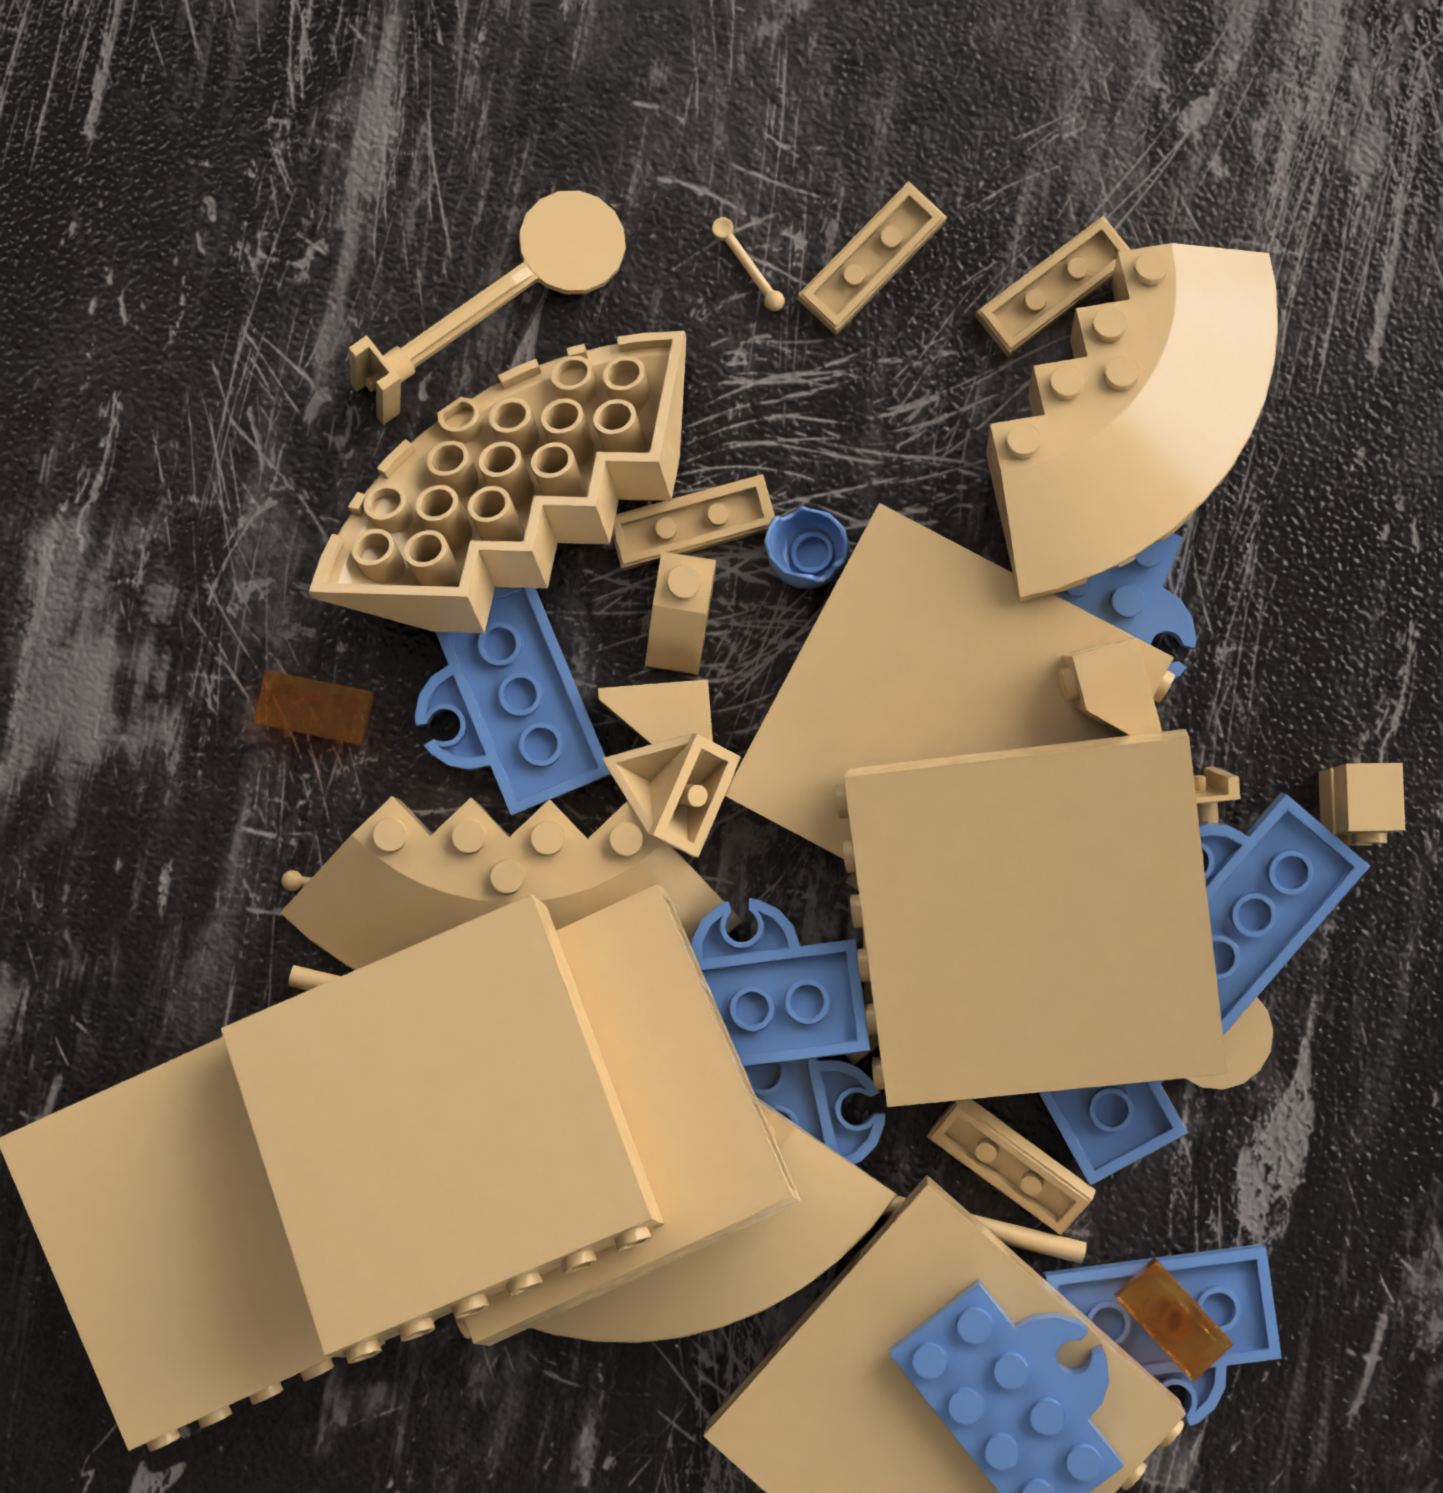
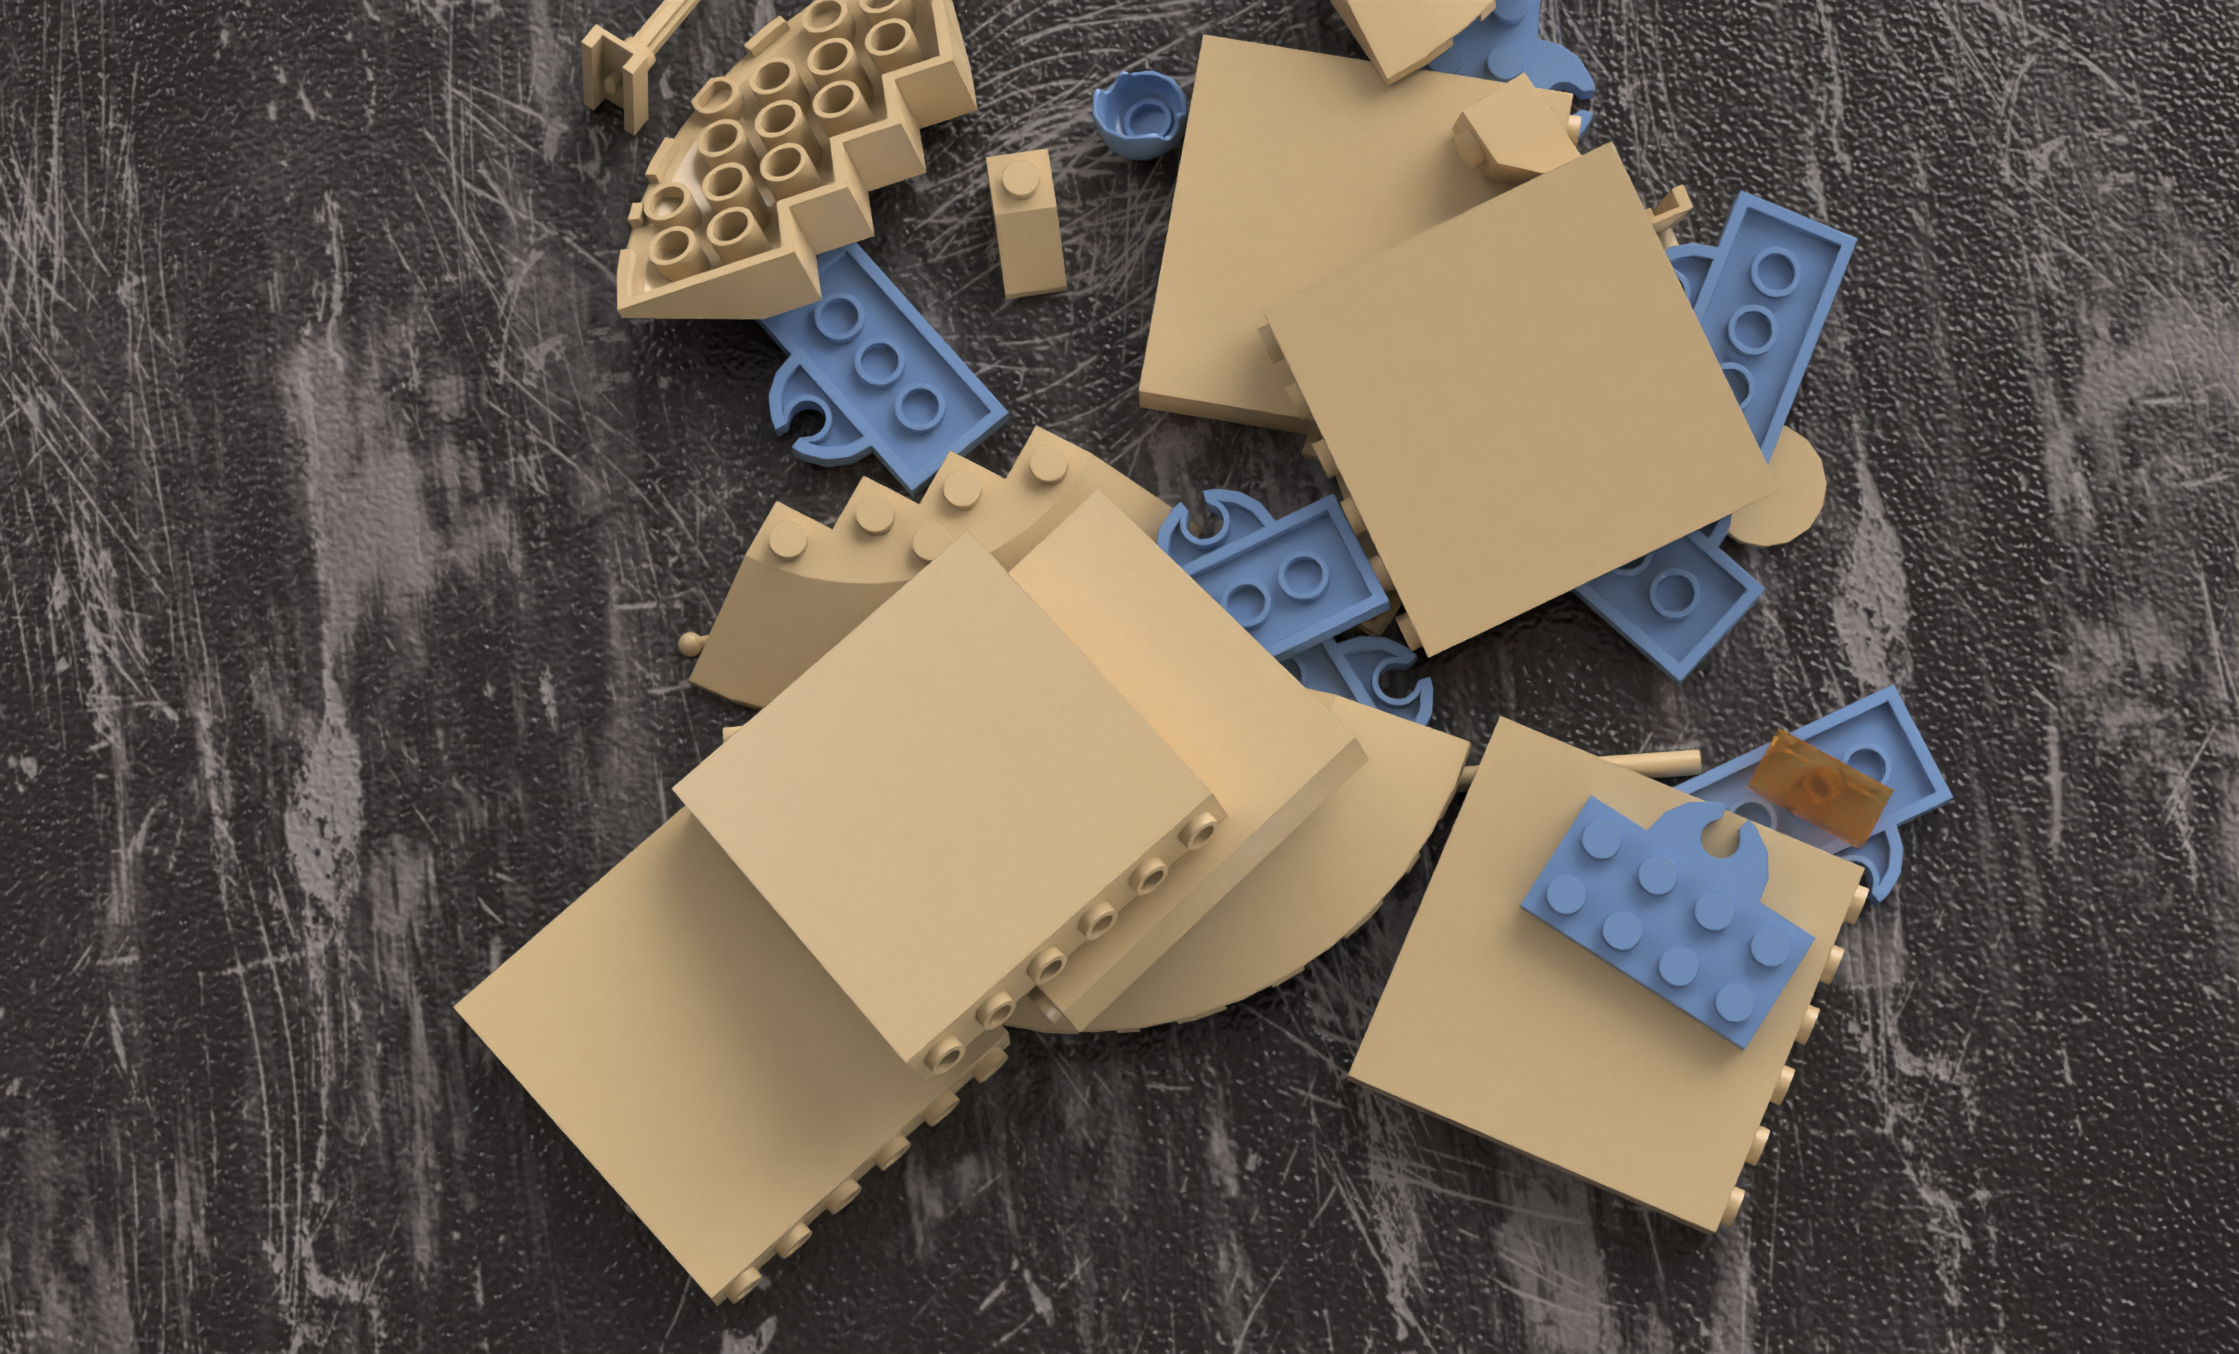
camera: 15 degrees left, 10 degrees down
(314, 708) = (656, 449): clear orange plate -> none
(661, 709) = (1044, 335): tan slope -> none
(676, 787) = (1084, 395): tan slope -> none
(692, 522) = (1014, 123): tan tile -> none
(1011, 1164) = (1586, 688): tan tile -> none
(1362, 802) = (1828, 176): tan piece -> none

